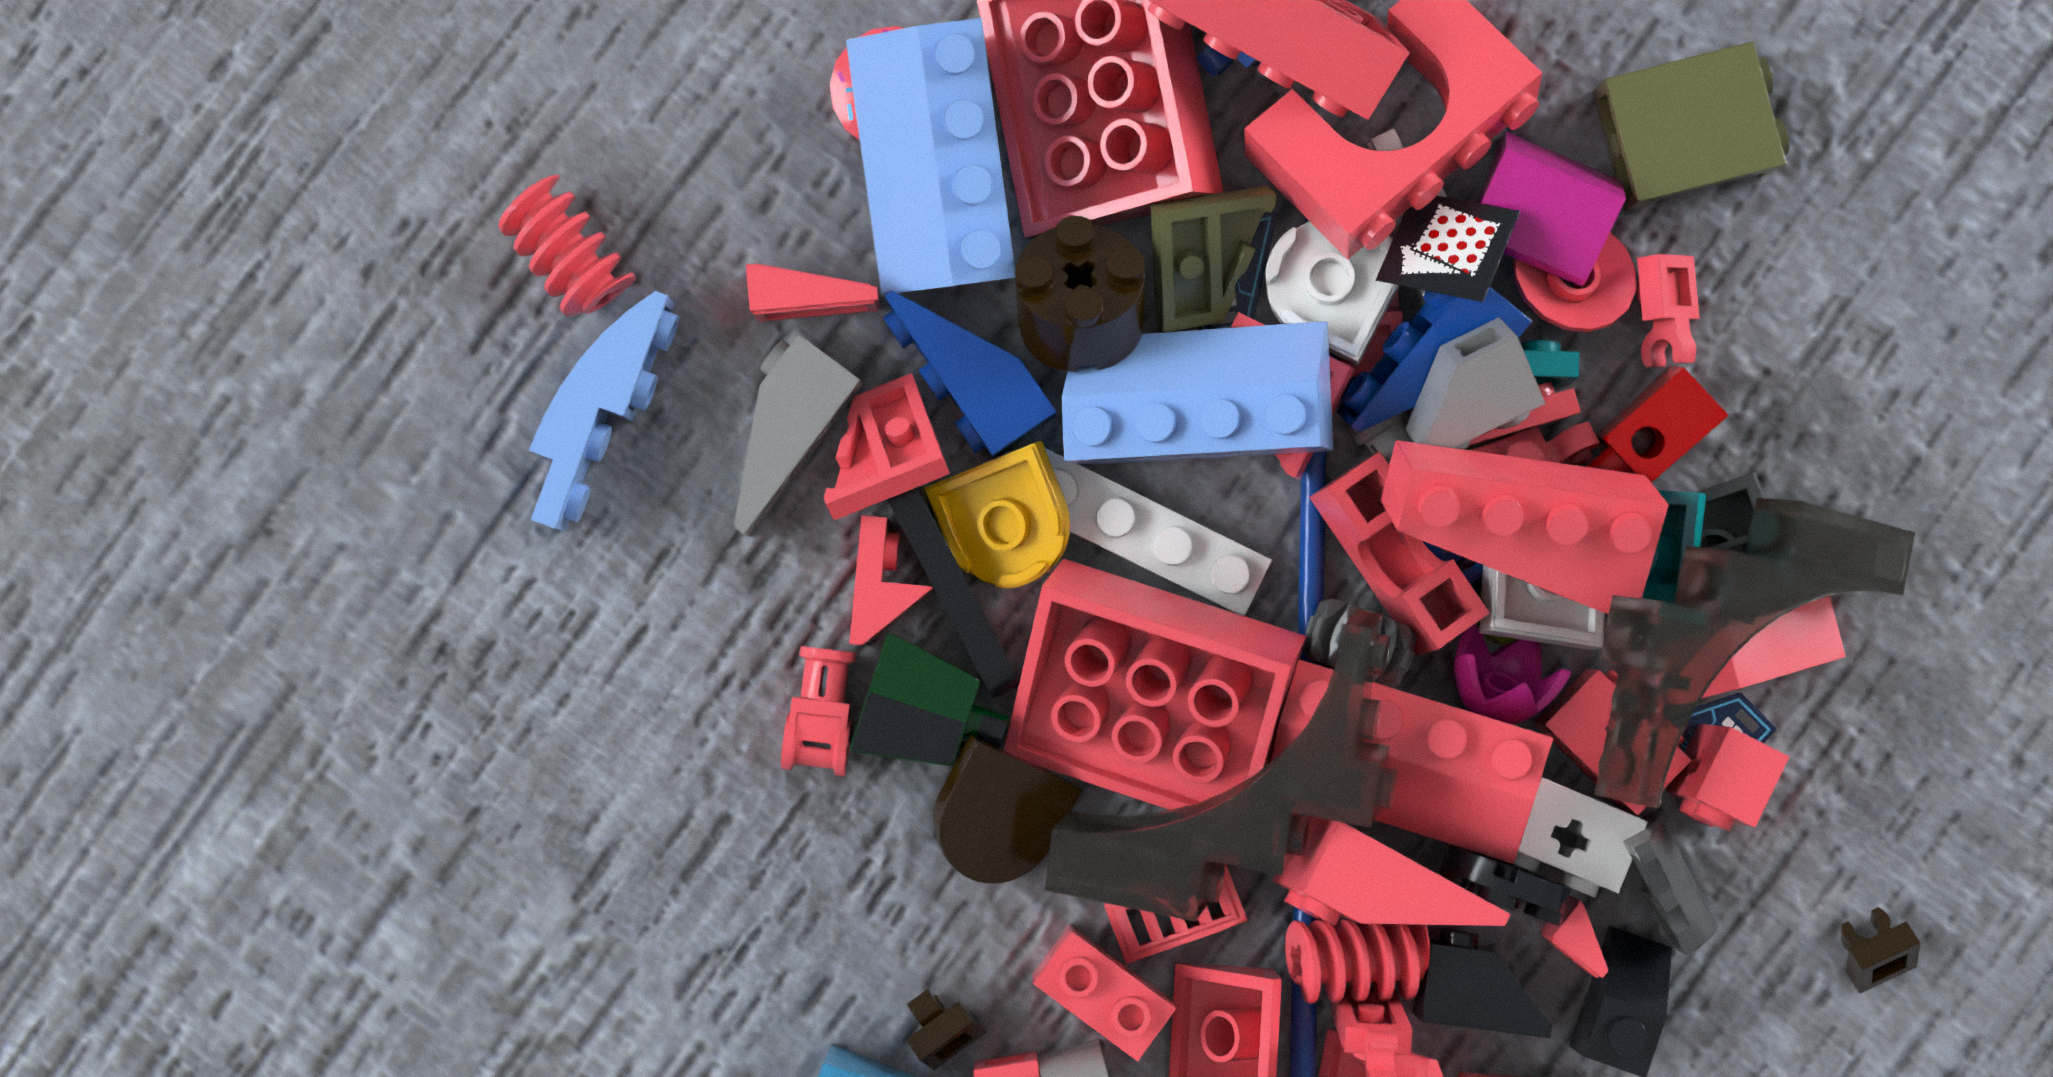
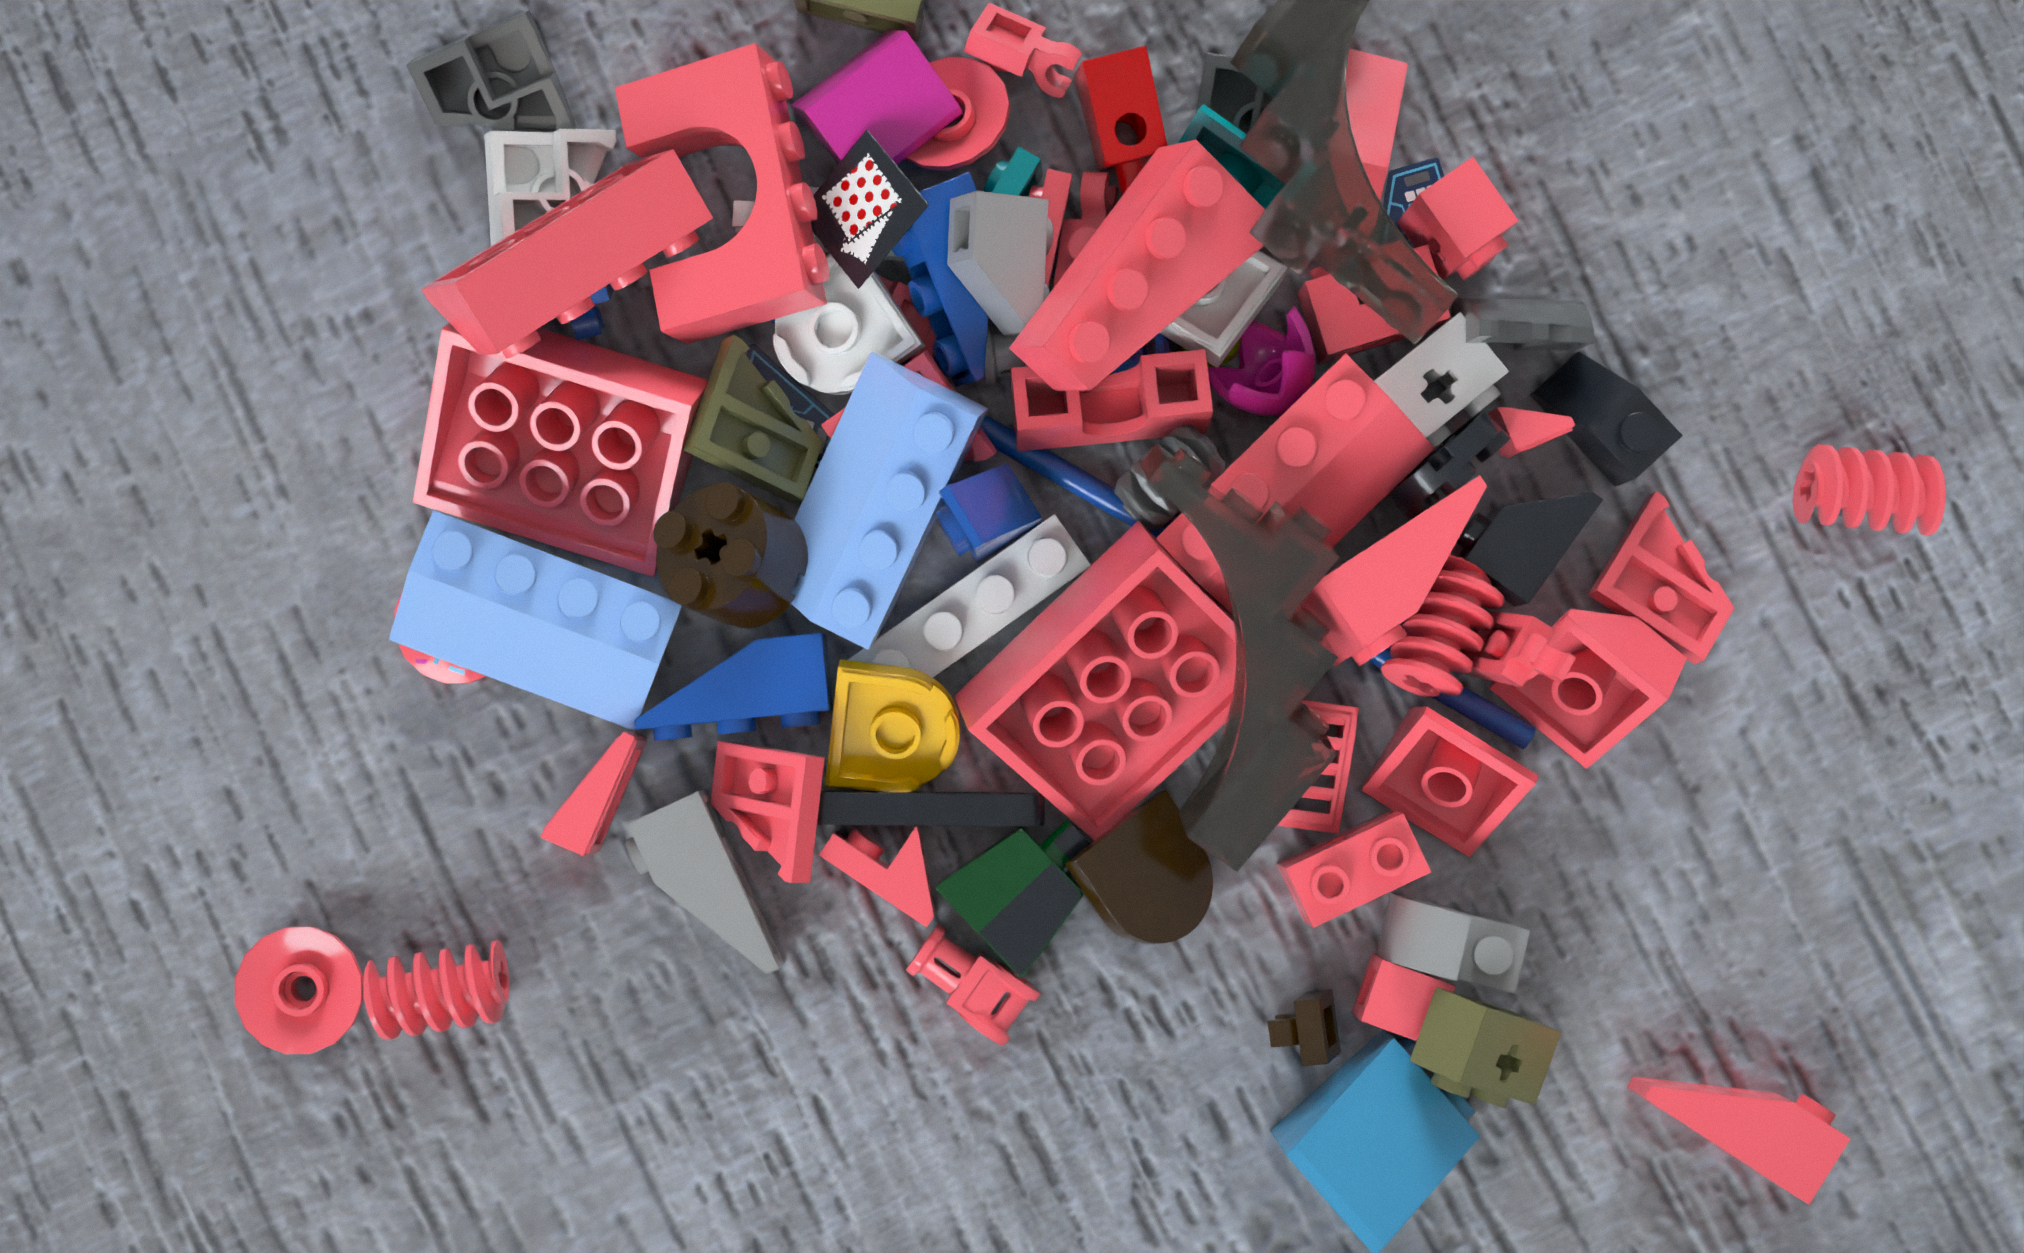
camera: 60 degrees left, 0 degrees up
(480, 105) = (269, 994): none -> coral dish
(605, 380) = (575, 1016): light blue slope -> none
(1240, 498) = (986, 512): none -> blue slope
(1882, 956) = (1683, 174): dark brown tile -> none

